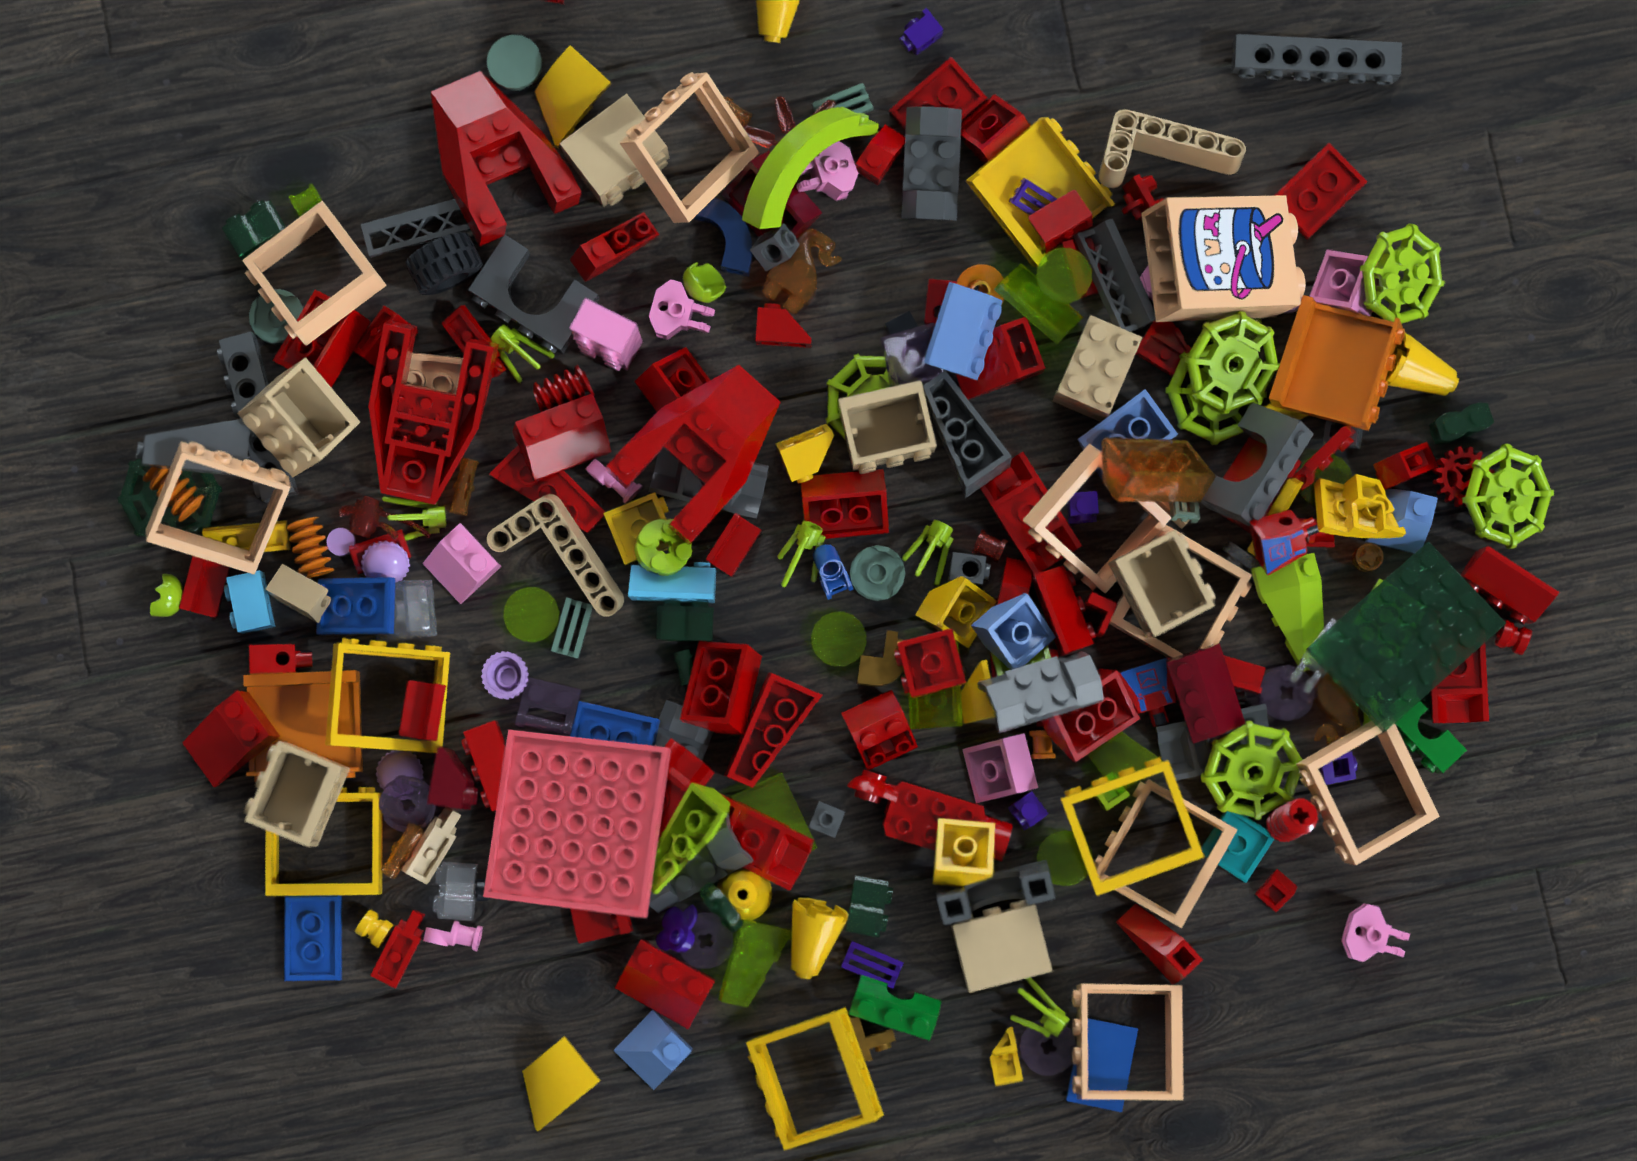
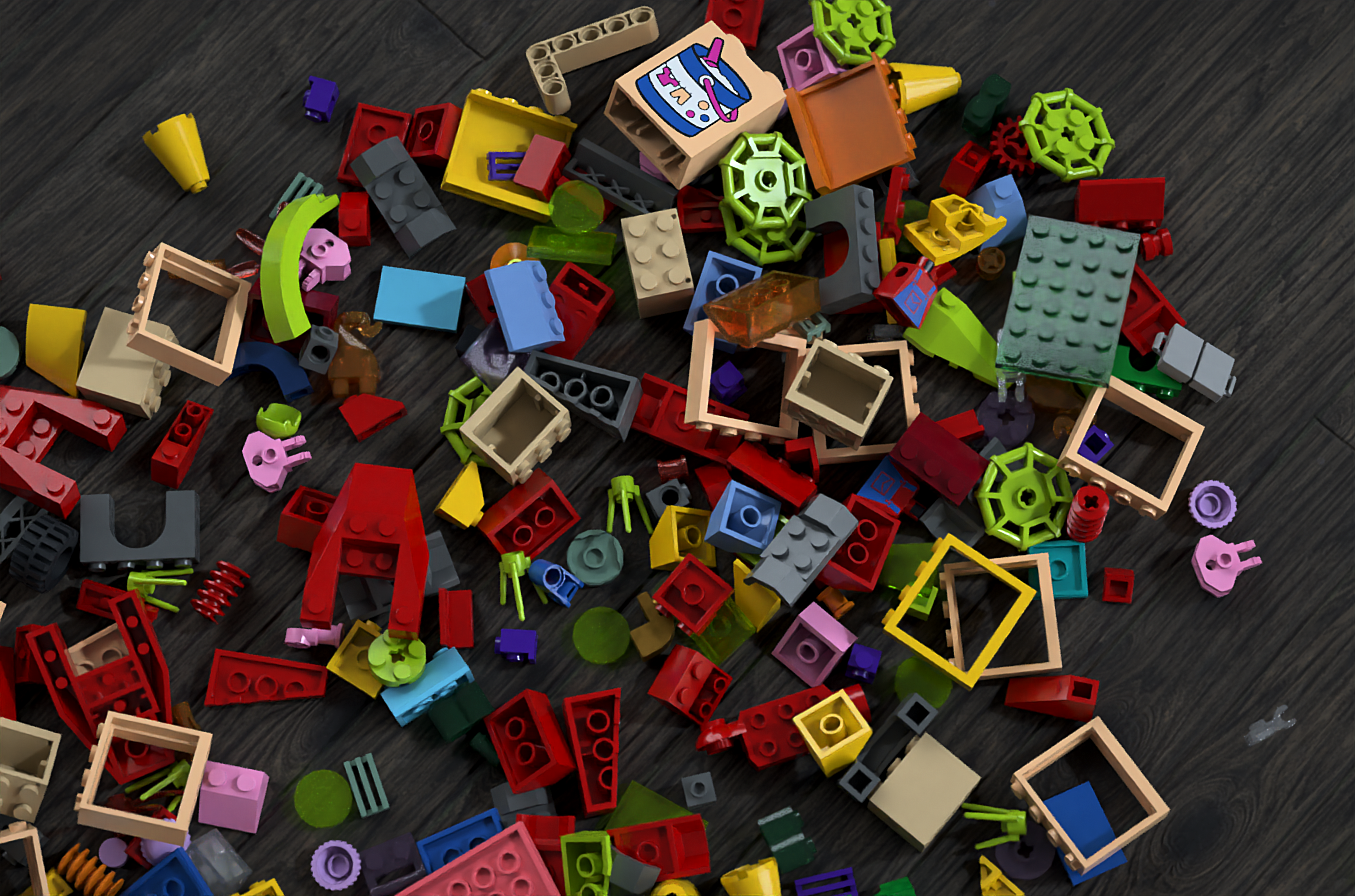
camera: 30 degrees left, 10 degrees down
(436, 477) = (155, 734): none -> light nougat window
(562, 437) = (246, 628): red slope -> none
(564, 548) = (312, 719): tan beam -> none
(606, 335) = (224, 514): bright pink brick -> none
(766, 600) = (517, 645): none -> dark purple brick
(886, 259) = (419, 299): none -> medium azure tile
(1139, 195) = (592, 106): red hips -> none
(1304, 1088) = (1263, 730): none -> clear plate
(1399, 881) = (1212, 504): none -> lavender hat
(1469, 755) = (1187, 360): none -> light grey piece

